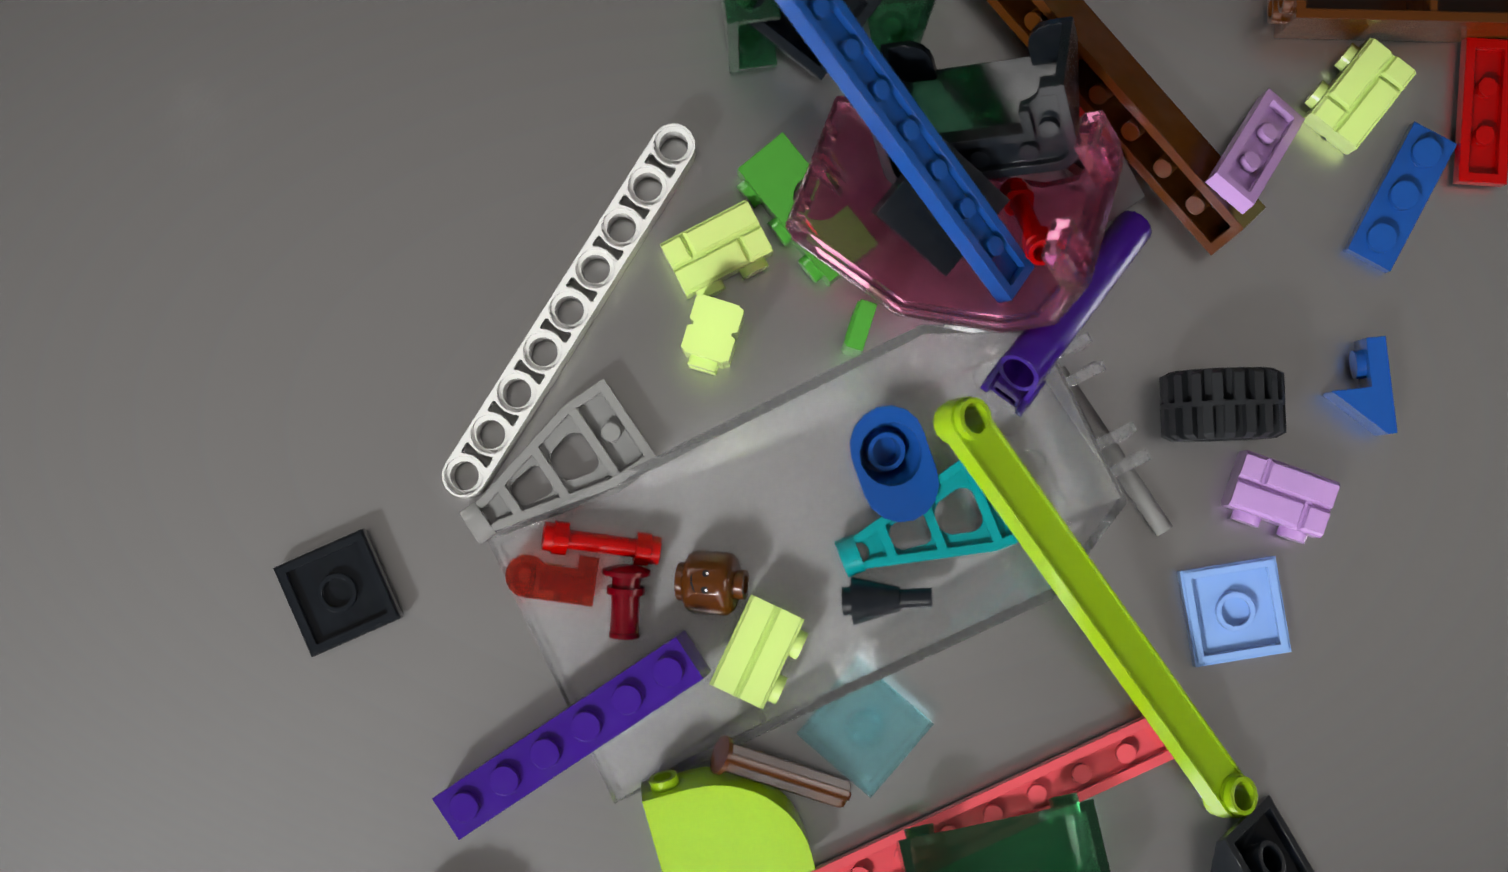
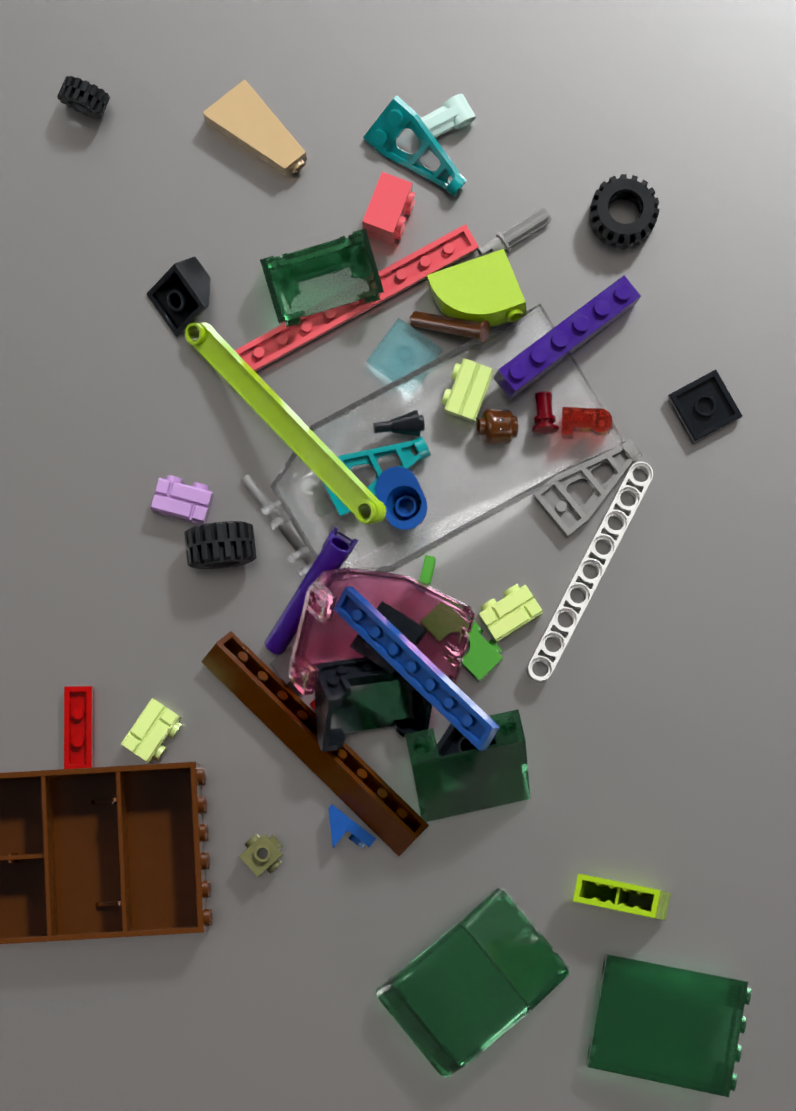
camera: 175 degrees right, 5 degrees down
(559, 537) = (584, 444): red bar -> none
(712, 334) = (509, 562): yellowish green brick -> none
(1021, 207) = (342, 650): red bar -> none
(1234, 611) = (202, 436): light blue tile -> none
(1255, 151) = (210, 691): lavender plate -> none
(1373, 401) = (134, 558): blue slope -> none
(1400, 197) = (122, 676): blue plate -> none

